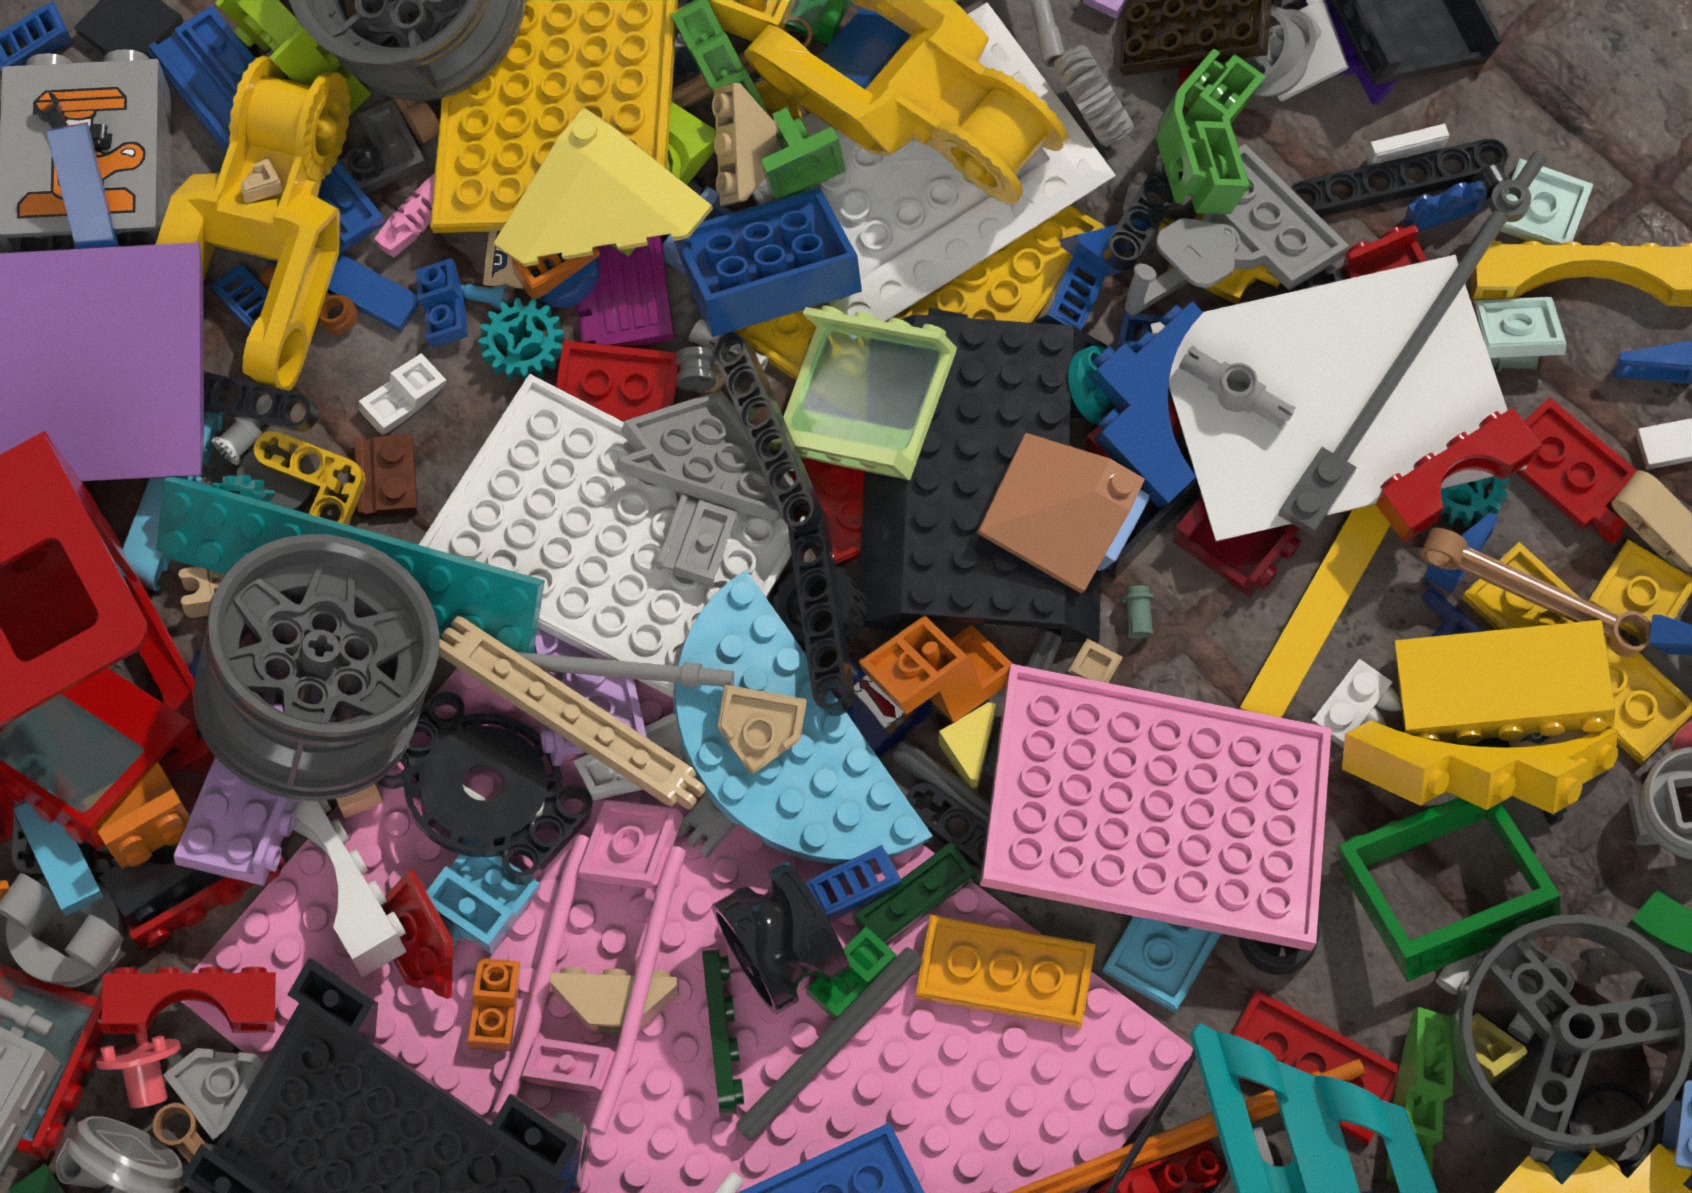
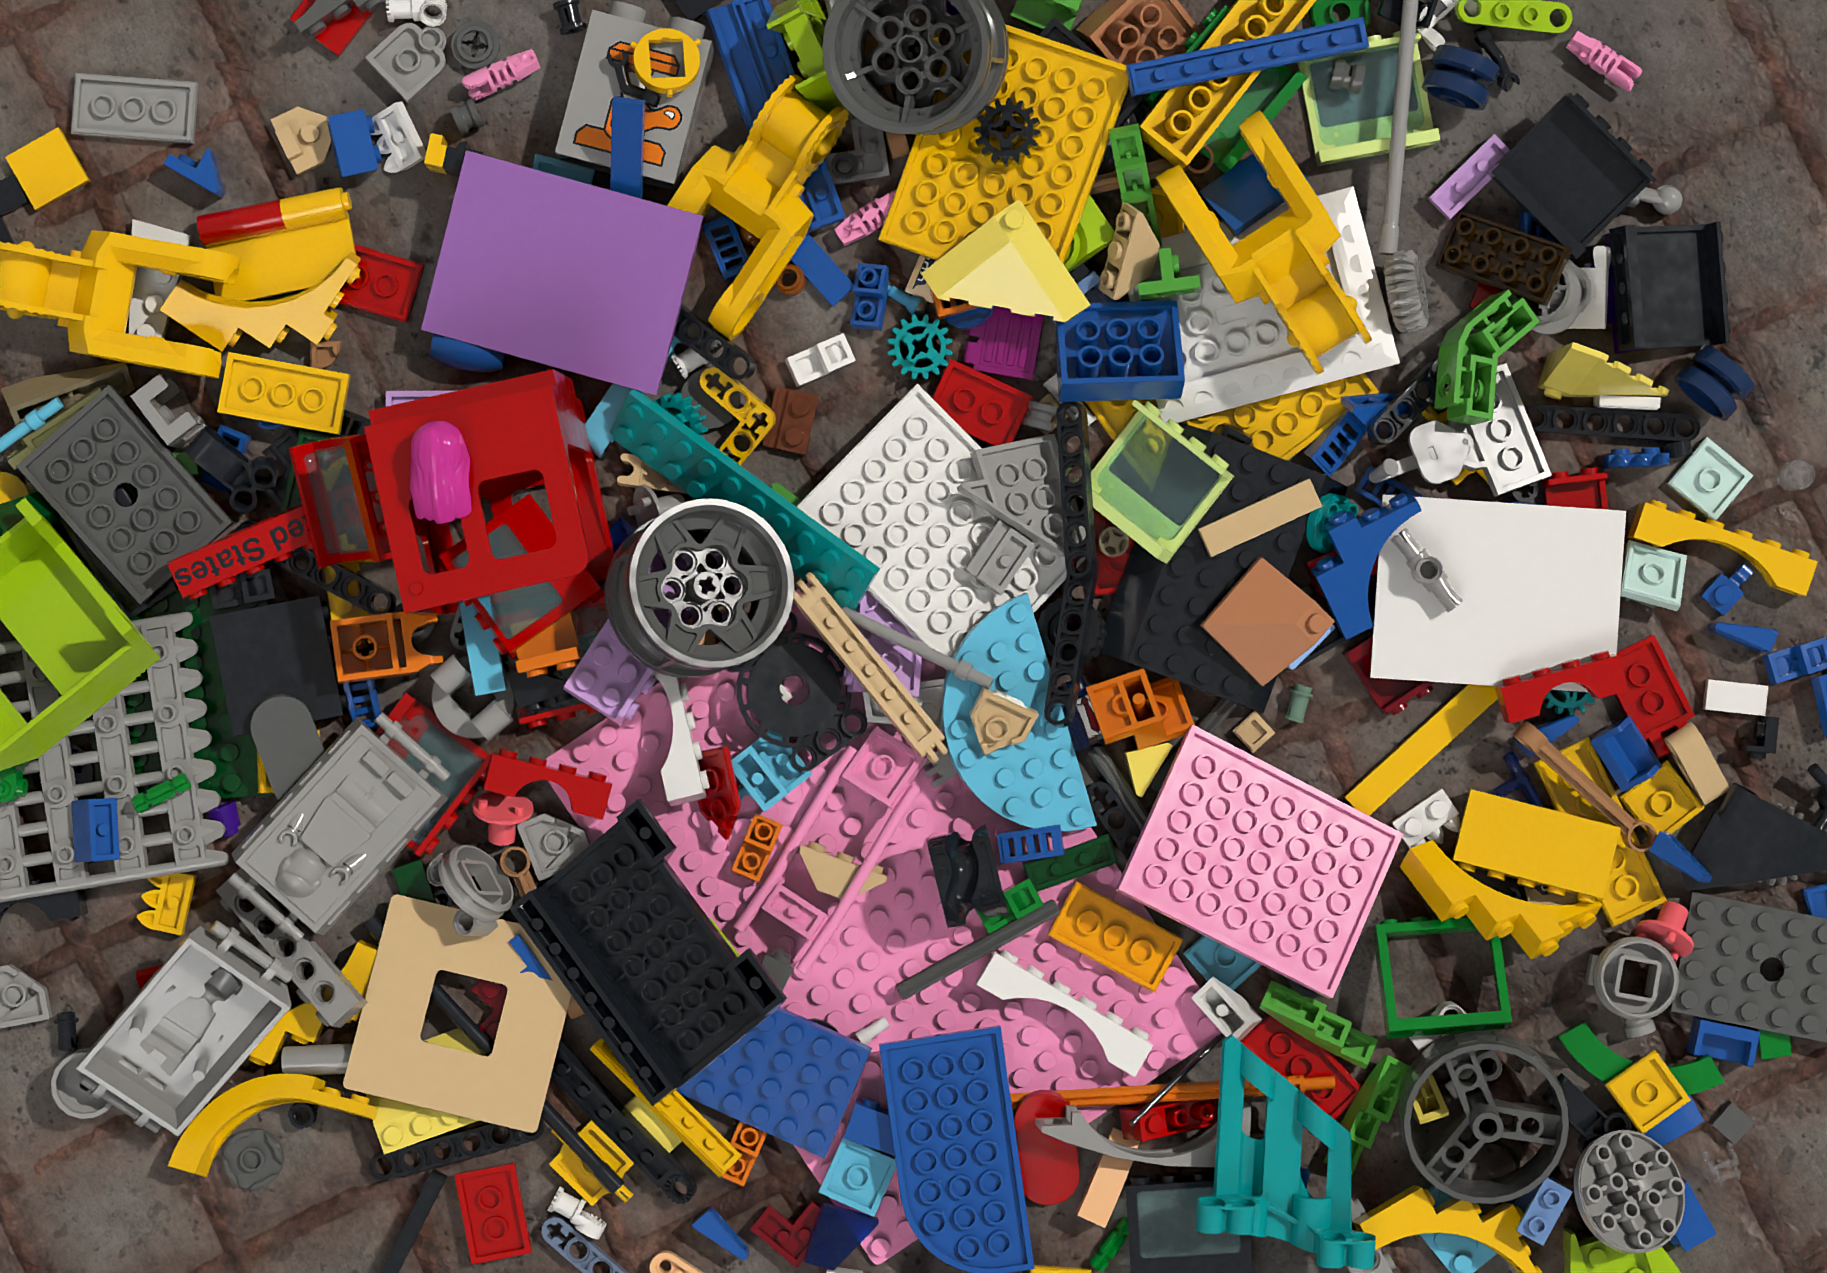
camera: 20 degrees right, 20 degrees up
(114, 110) = (666, 85): none -> yellow piece
(261, 182) = (761, 177): tan tile -> none
(548, 52) = (1007, 145): none -> black gear
(724, 1048) = (905, 932): dark green plate -> none
(836, 477) = (1117, 540): none -> dark tan wheel
(884, 1066) = (1010, 980): none -> white arch
(1006, 390) = (1259, 517): none -> tan tile
(1178, 1011) = (1226, 1009): none -> white slope
(1320, 1004) = (1317, 1025): none -> bright green slope
(1330, 471) = (1471, 654): dark grey bar -> none
(1349, 109) = (1585, 373): none -> light yellow slope
(1502, 87) = (1714, 382): none -> dark blue wheel
(1572, 541) = (1625, 753): none -> blue panel
(1614, 323) = (1724, 591): none -> blue plate
(1644, 158) = (1802, 474): none -> clear wheel

